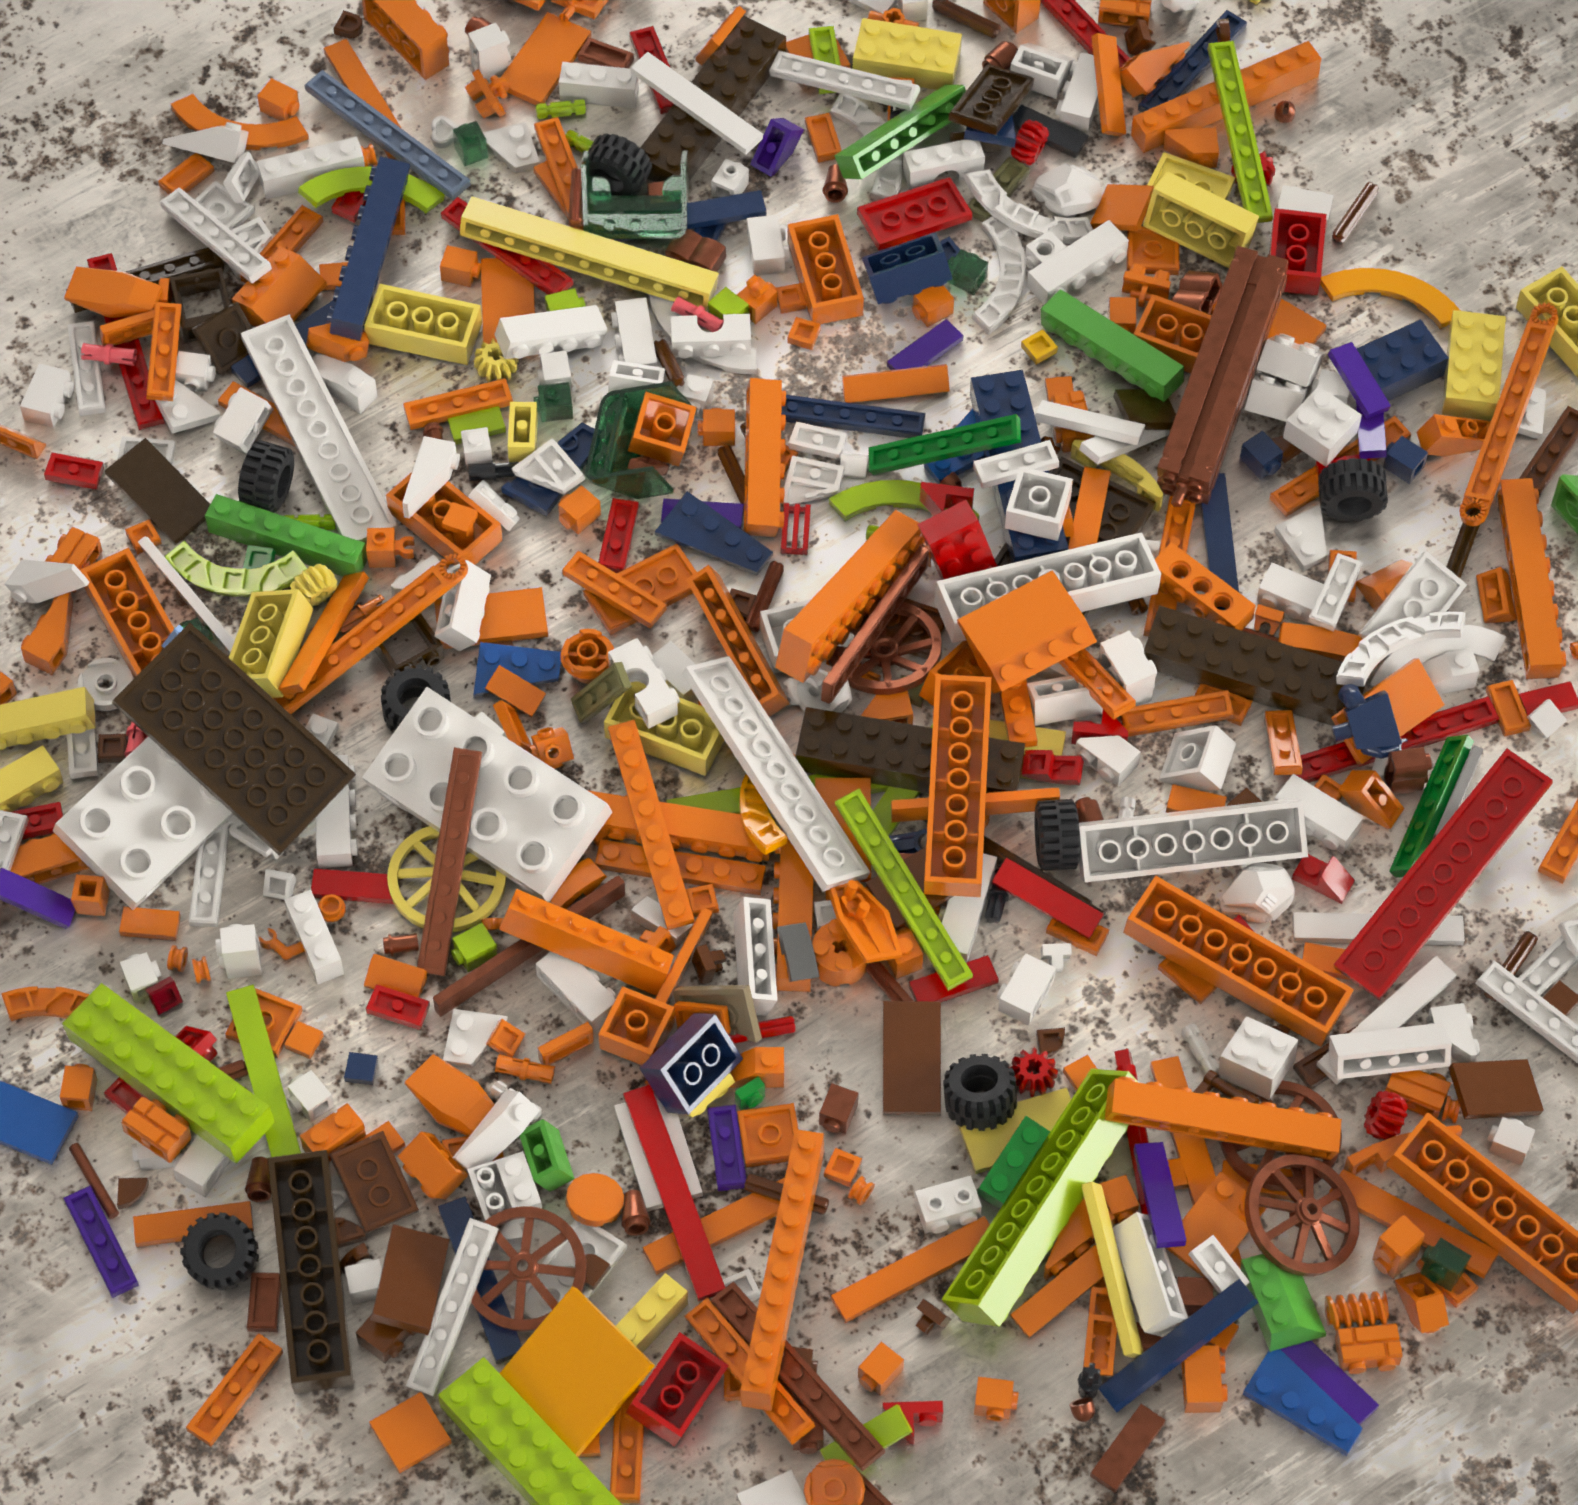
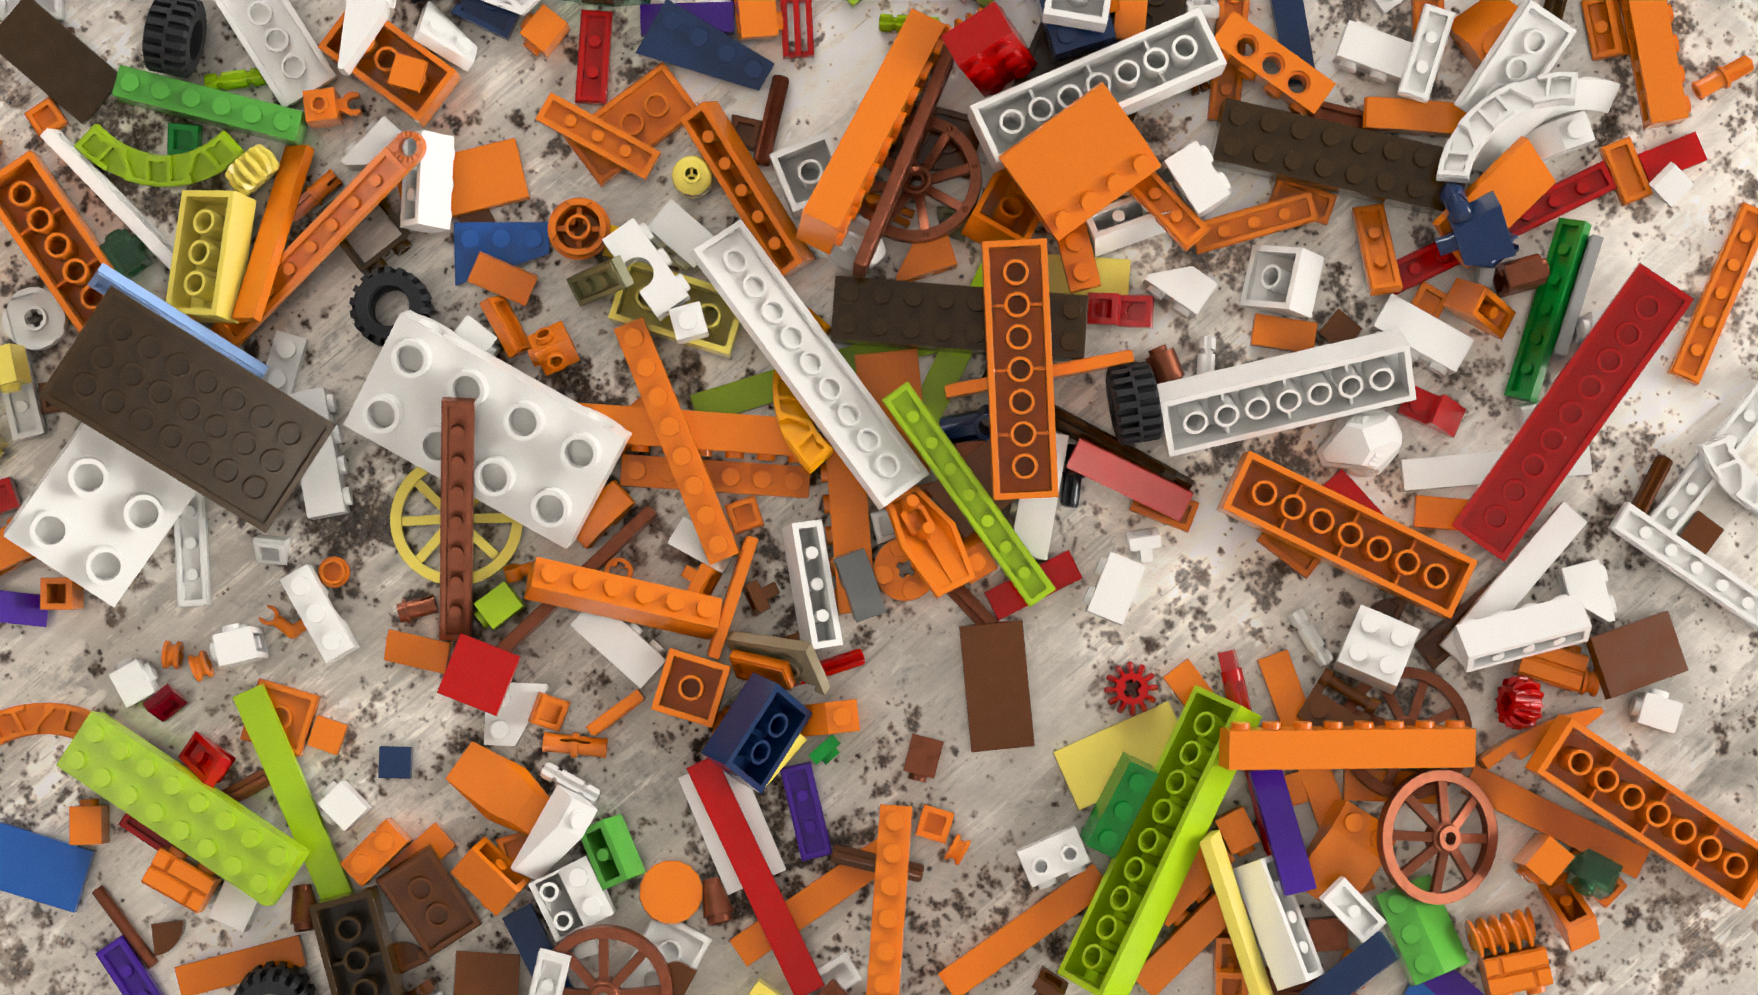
camera: 10 degrees left, 25 degrees up
(150, 923) = (136, 612): orange tile -> none
(351, 886) = (350, 540): red tile -> none
(398, 1007) = (419, 686): red plate -> none
(449, 992) = (479, 674): none -> red tile
(674, 726) = (689, 322): none -> white brick
(691, 629) = (700, 184): none -> light yellow head
(767, 1134) = (850, 790): orange tile -> none
(977, 1075) = (1069, 701): black tyre -> none
(1050, 1040) = (1144, 645): reddish brown tile -> none
(1090, 729) = (1175, 258): red slope -> none
(1269, 616) = (1349, 85): orange tile -> none

